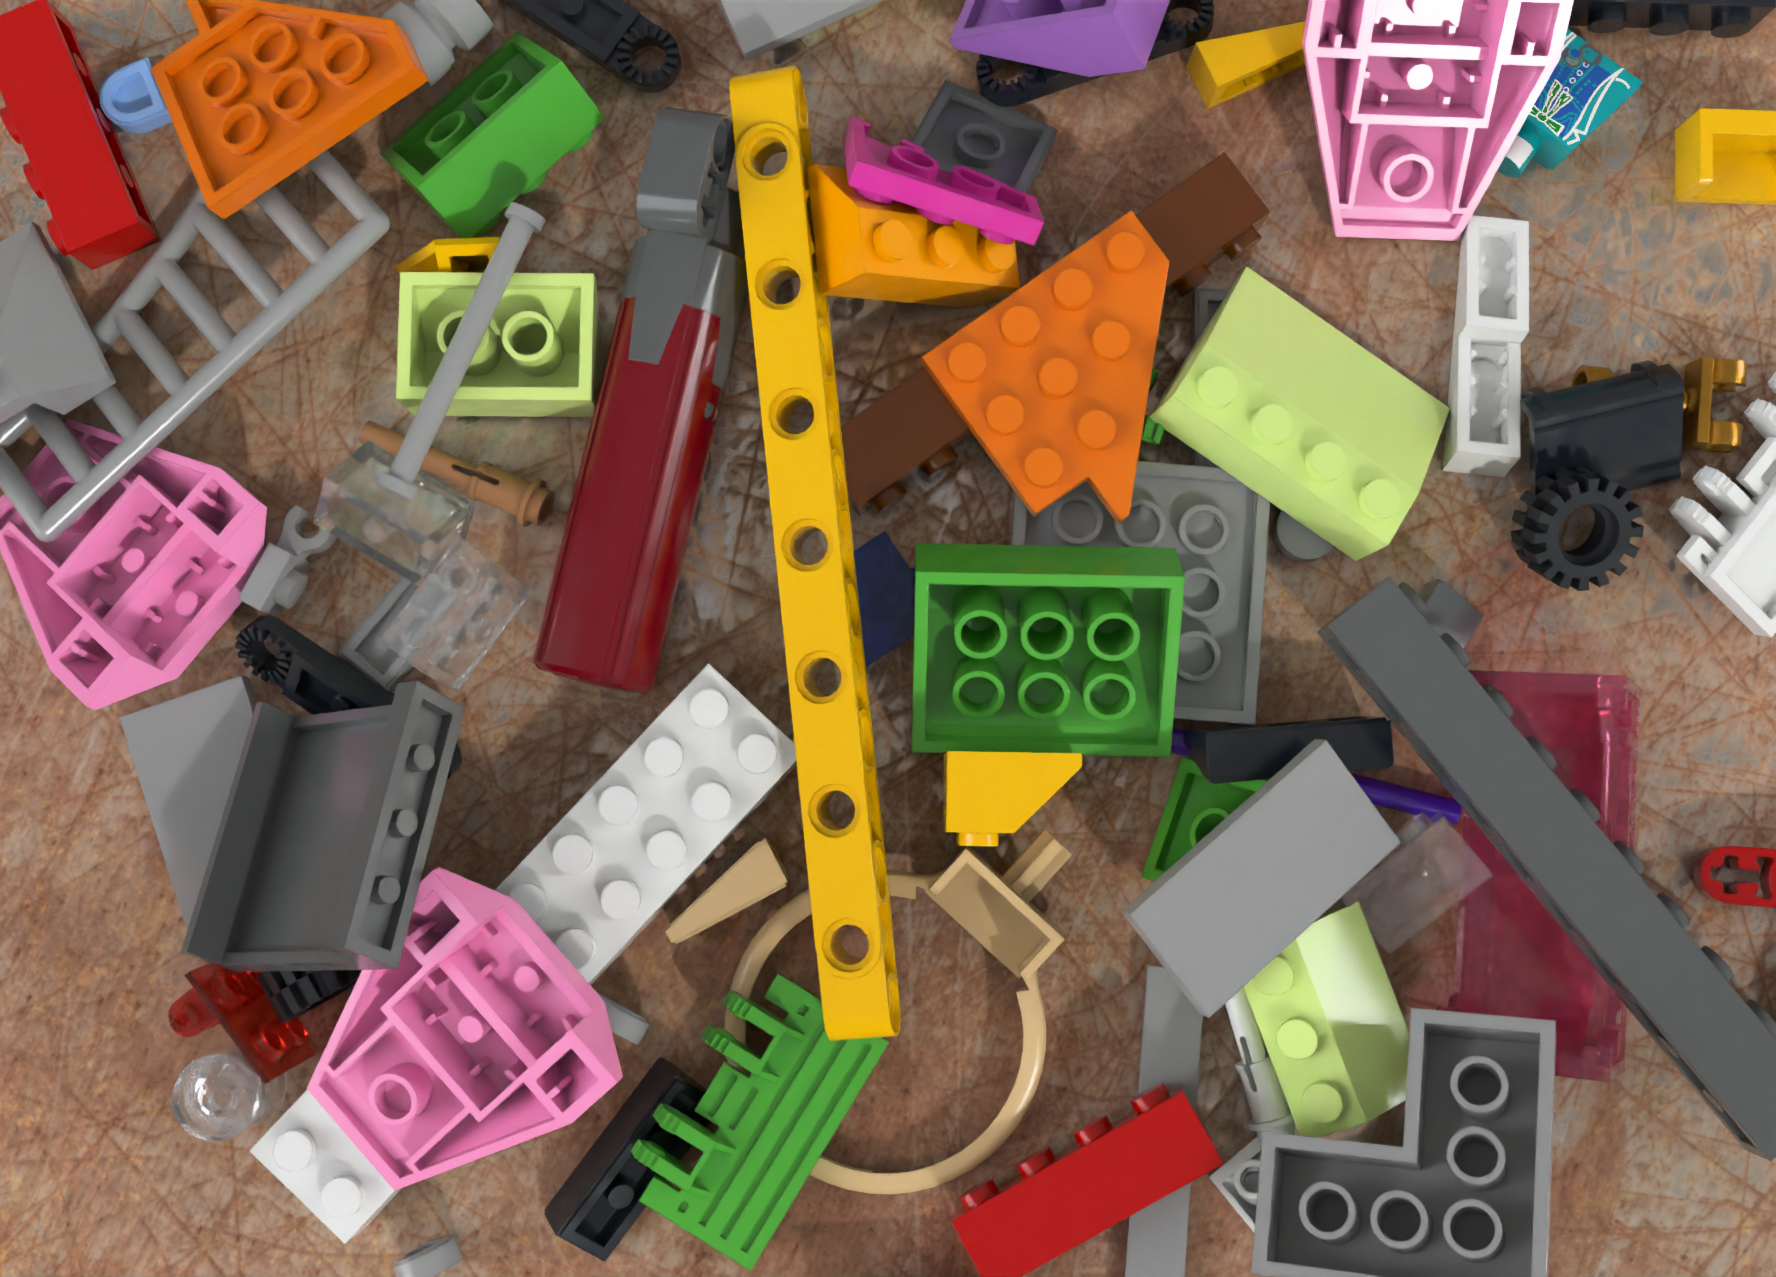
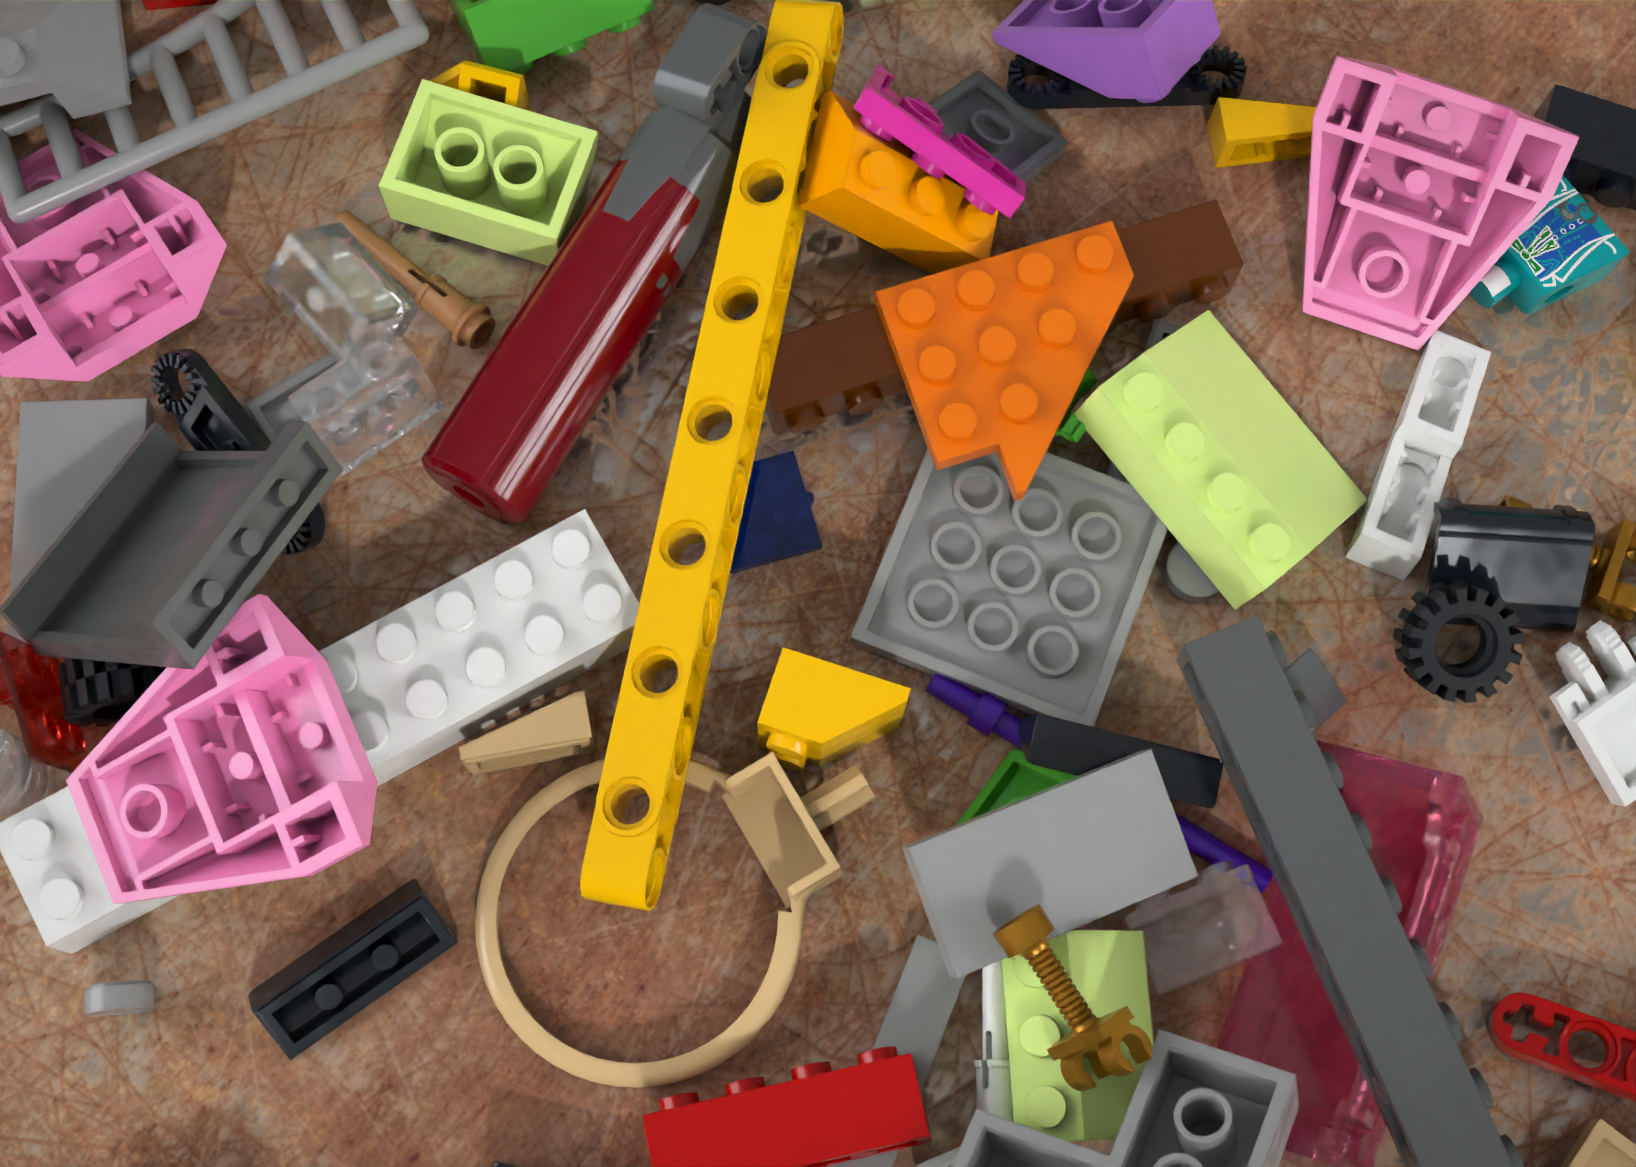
camera: 15 degrees right, 10 degrees down
(279, 574) = (218, 314): light grey plate -> none
(461, 350) = (451, 161): light grey bar -> none
(625, 1021) = (390, 826): light grey tile -> none
(767, 1123) = (495, 968): bright green hinge -> none
(1045, 649) = (909, 592): bright green slope -> none
(1360, 1032) = (1089, 1036): none -> pearl gold bar

